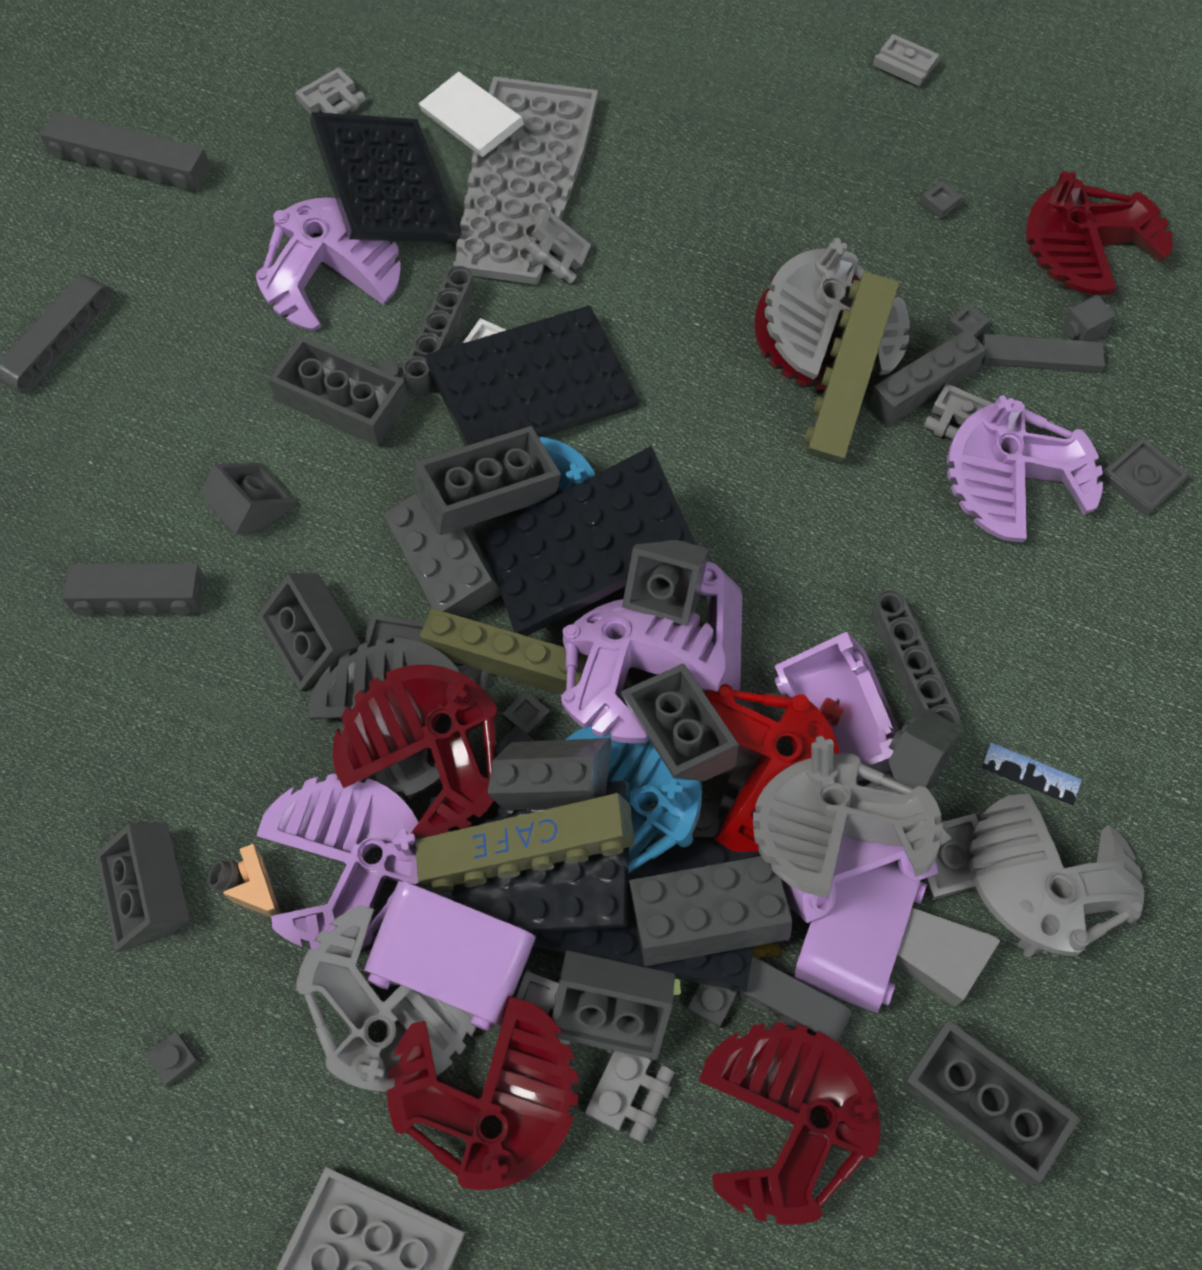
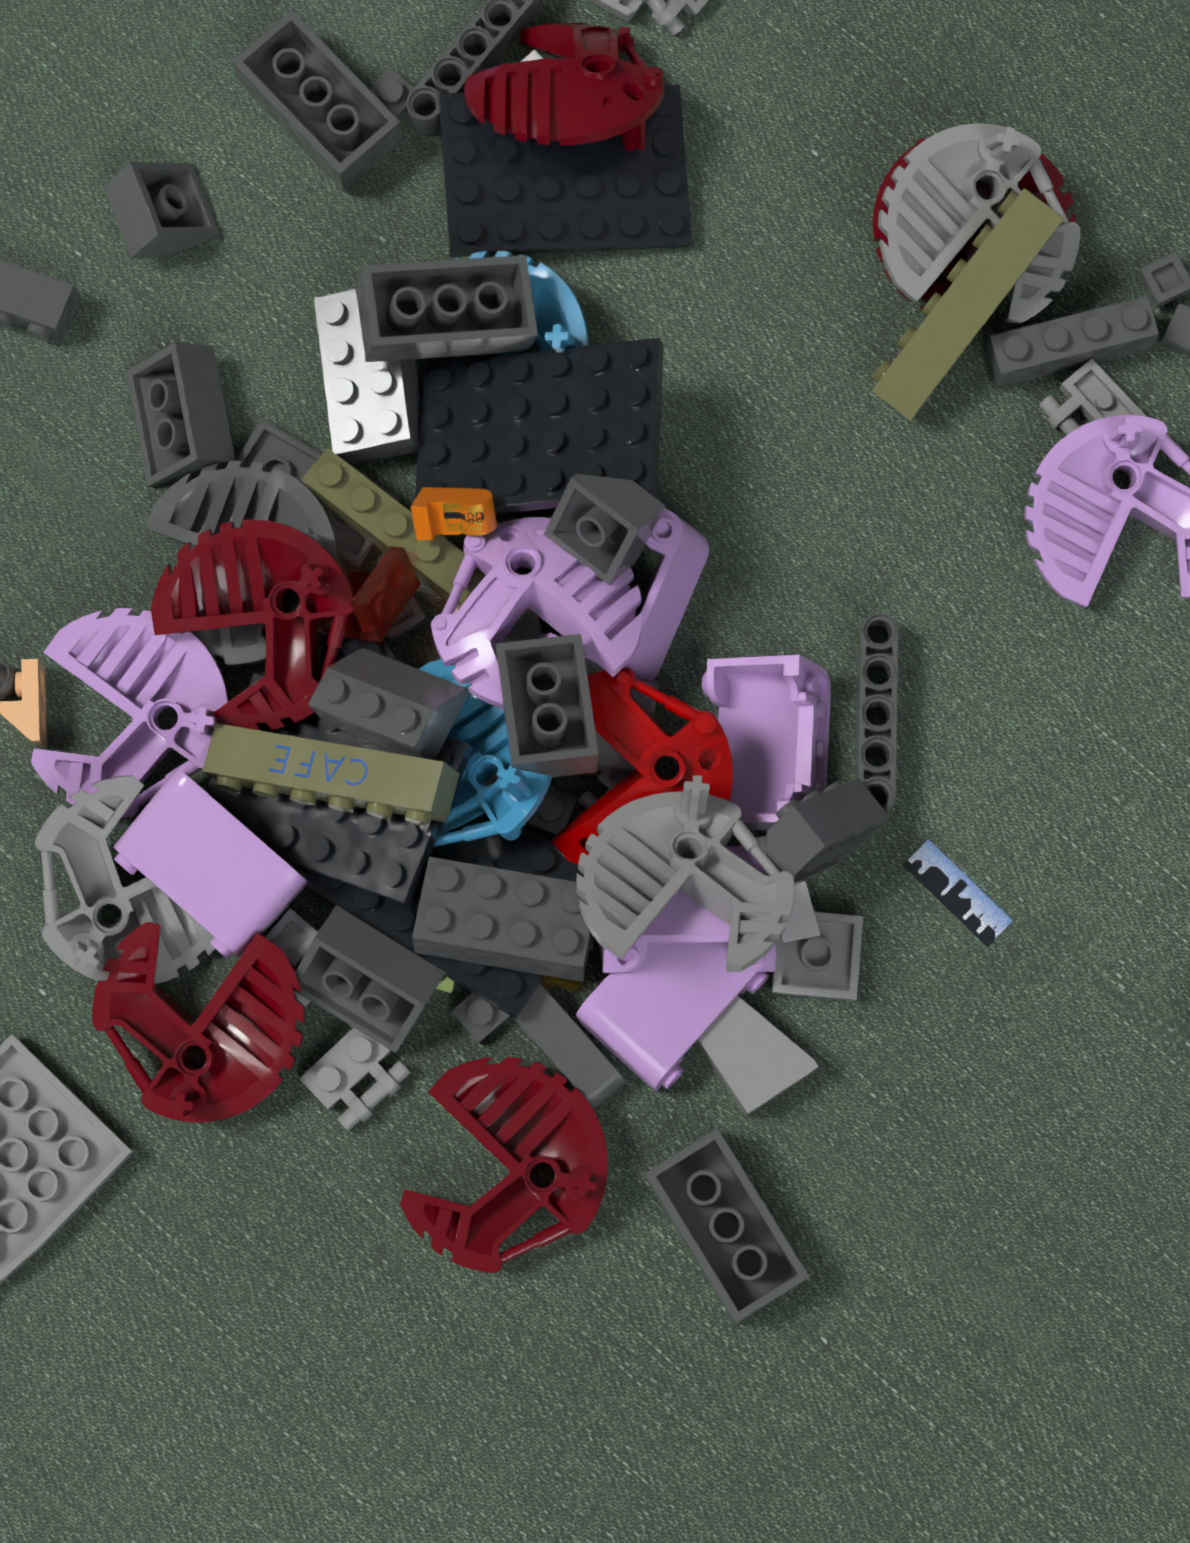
camera: 20 degrees right, 15 degrees up
(511, 701) = (378, 597): none -> clear red bracket
(516, 320) = (572, 97): none -> dark red piece
(547, 616) = (453, 512): none -> orange leg
(831, 710) = (750, 738): clear red plate -> none
(1023, 872) = (881, 992): light grey piece -> none

